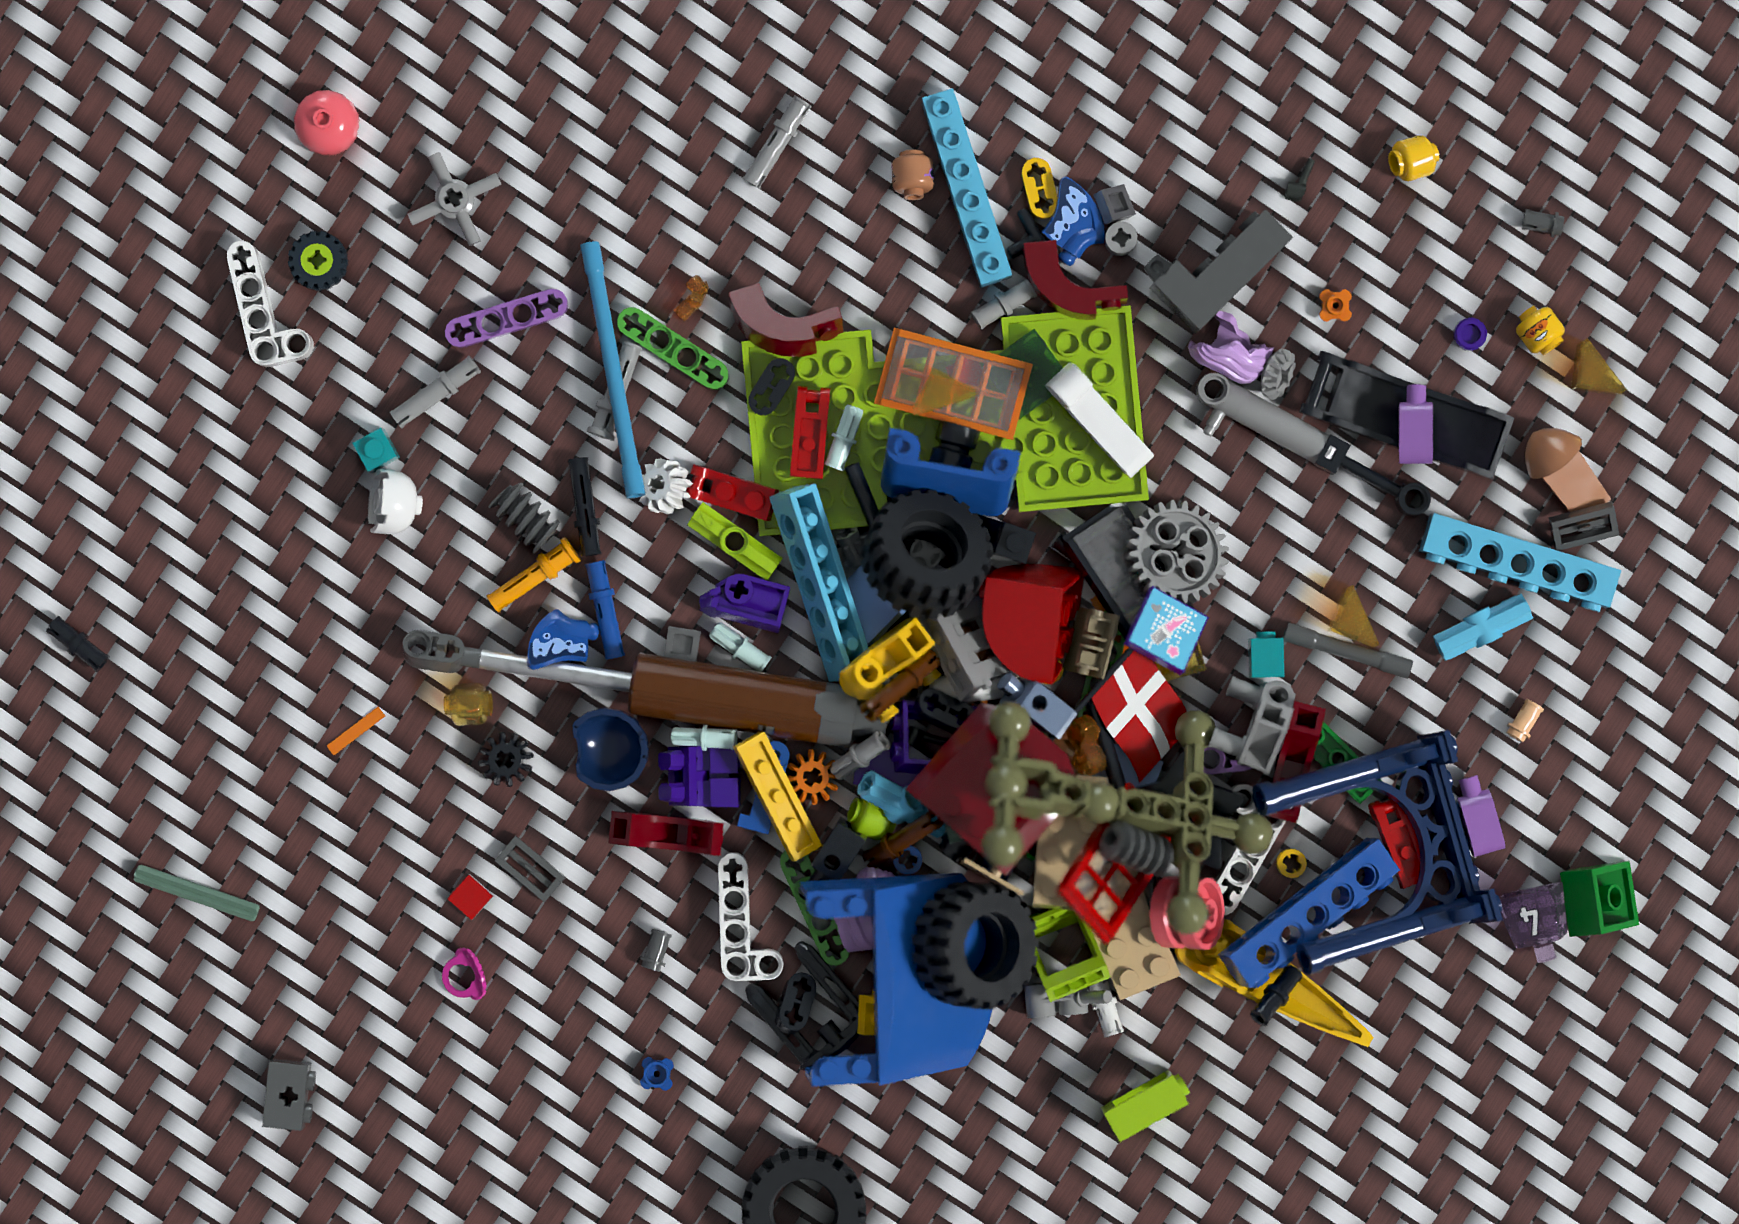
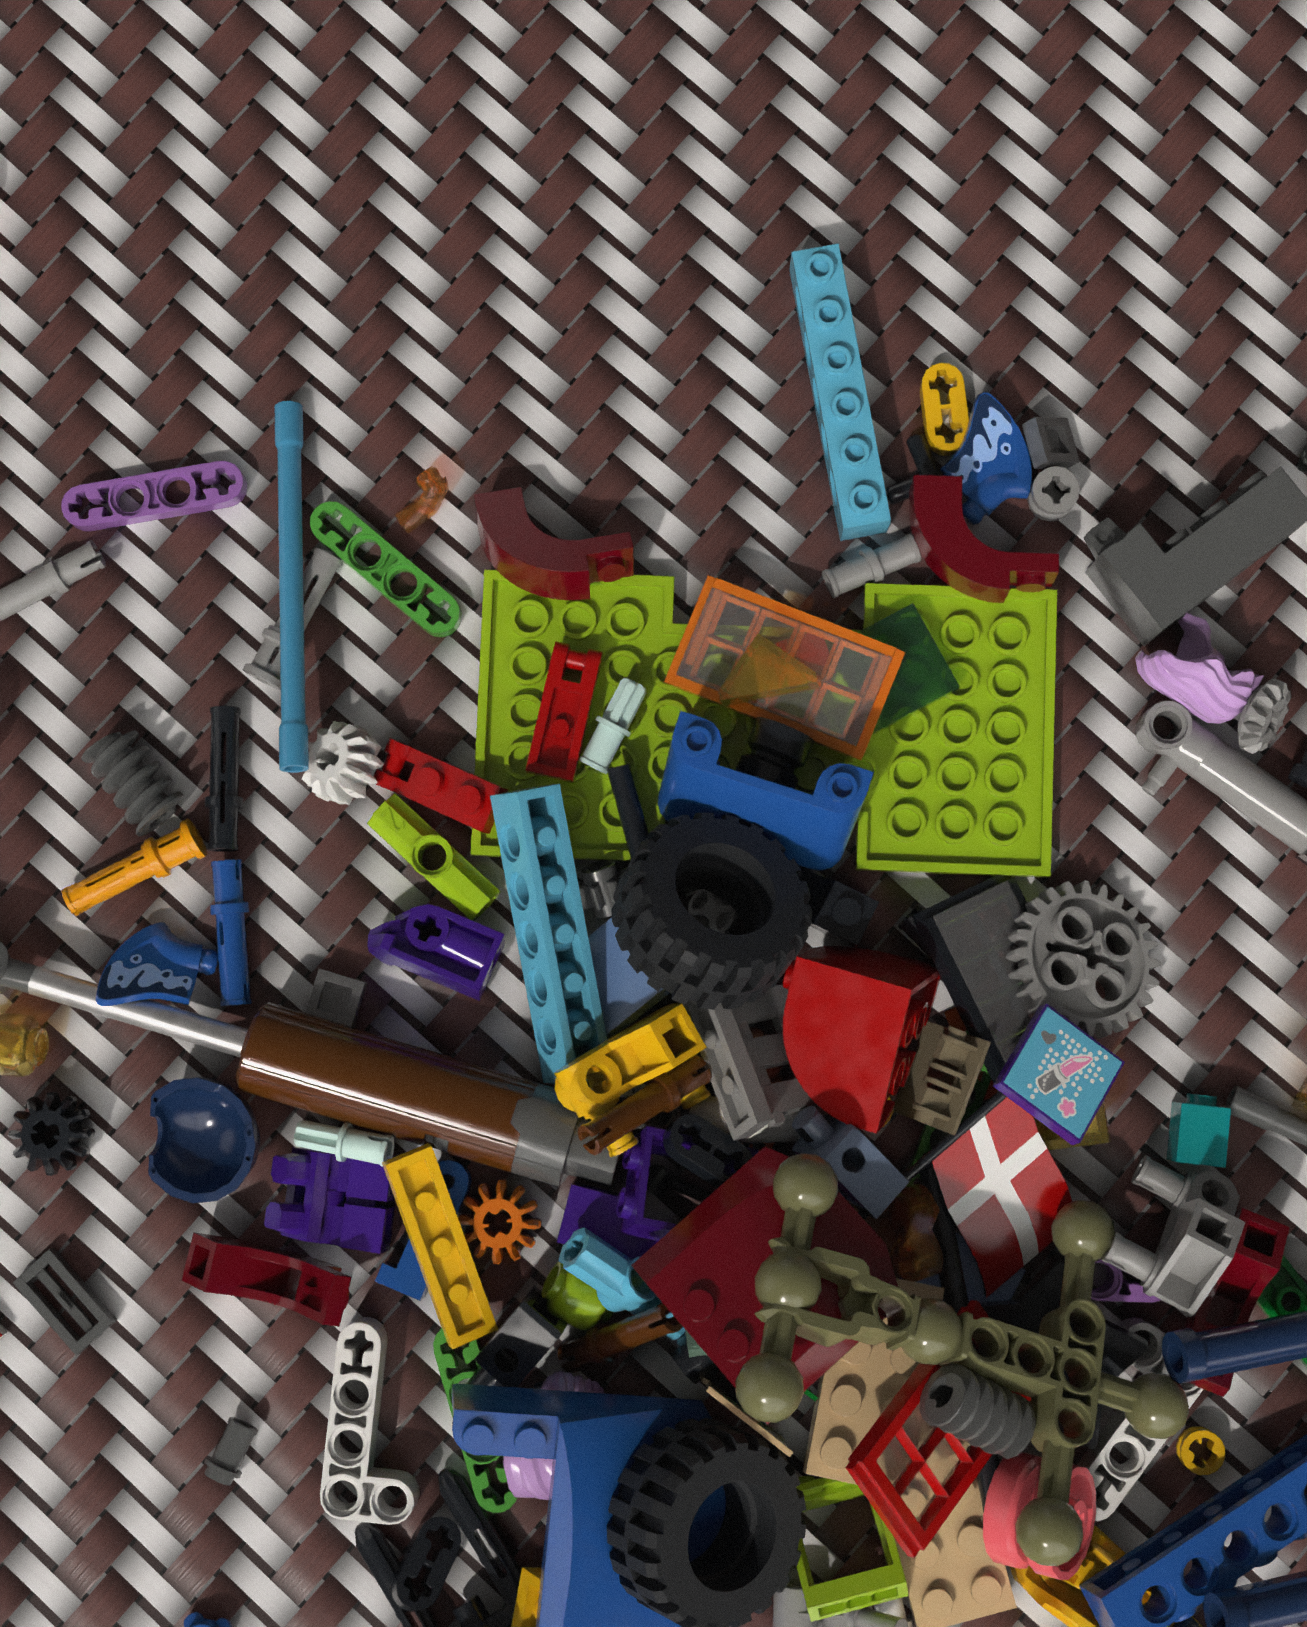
camera: 20 degrees right, 5 degrees down
(460, 188) = (119, 323): light grey bar -> none
(739, 647) = (419, 1013): light aqua axle -> none
(765, 382) = (509, 631): black beam -> none
(777, 141) = (573, 299): light grey pin -> none
(860, 755) = (572, 1201): light grey axle -> none
(901, 867) = (613, 1375): blue bush -> none
(912, 174) = (764, 364): nougat head -> none
(1099, 420) = (992, 745): white beam -> none

